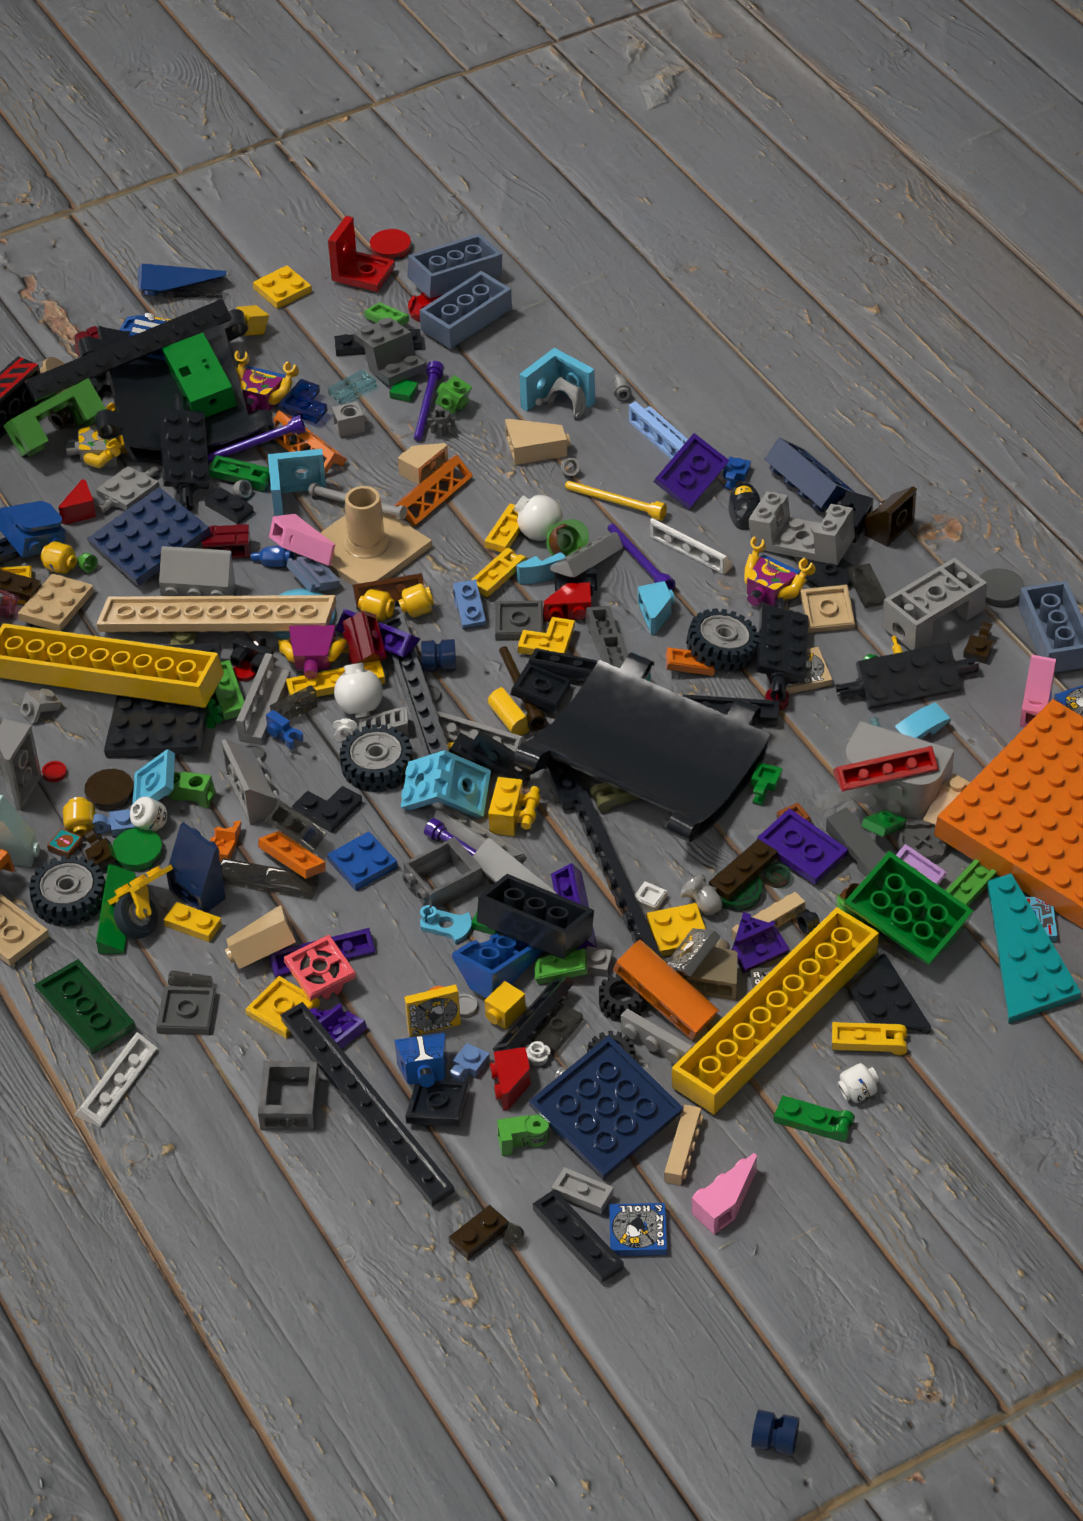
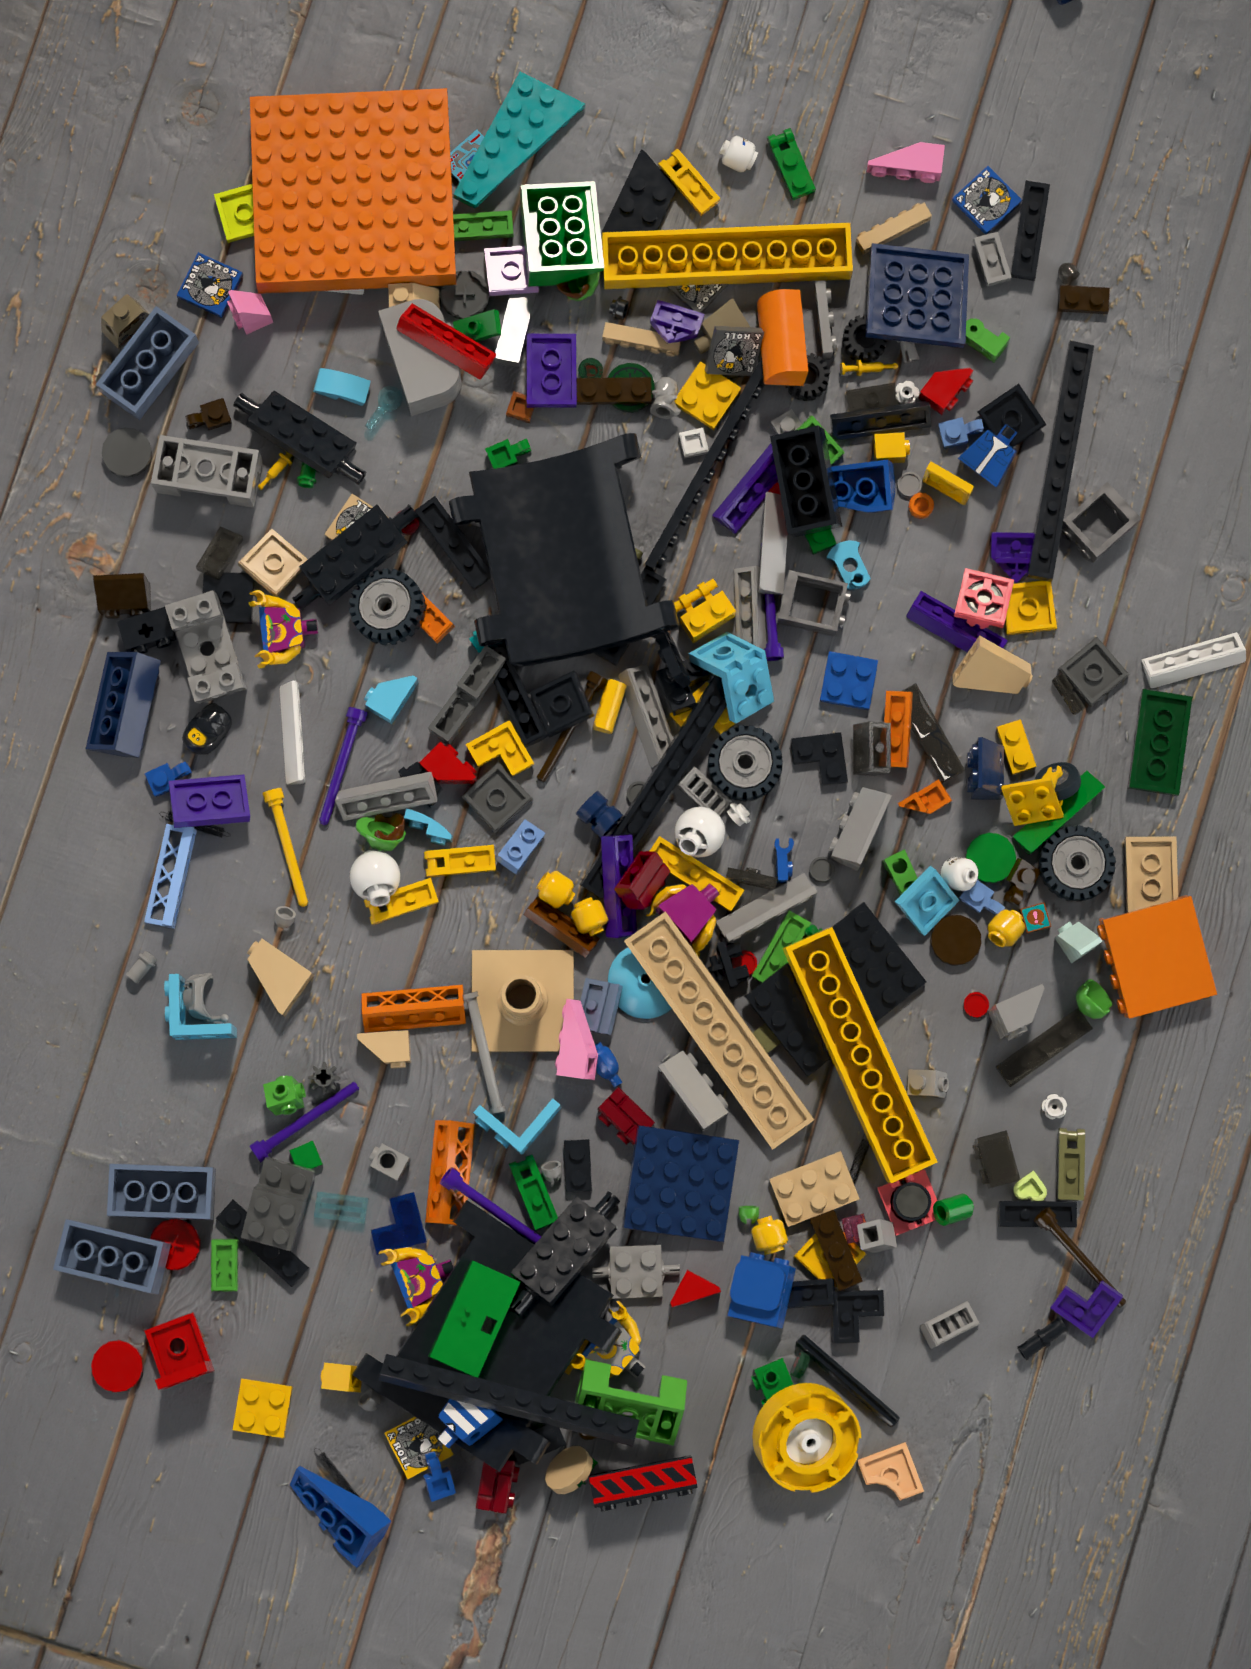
camera: 135 degrees left, 35 degrees up
(582, 1048) = (865, 367): none -> yellow piece

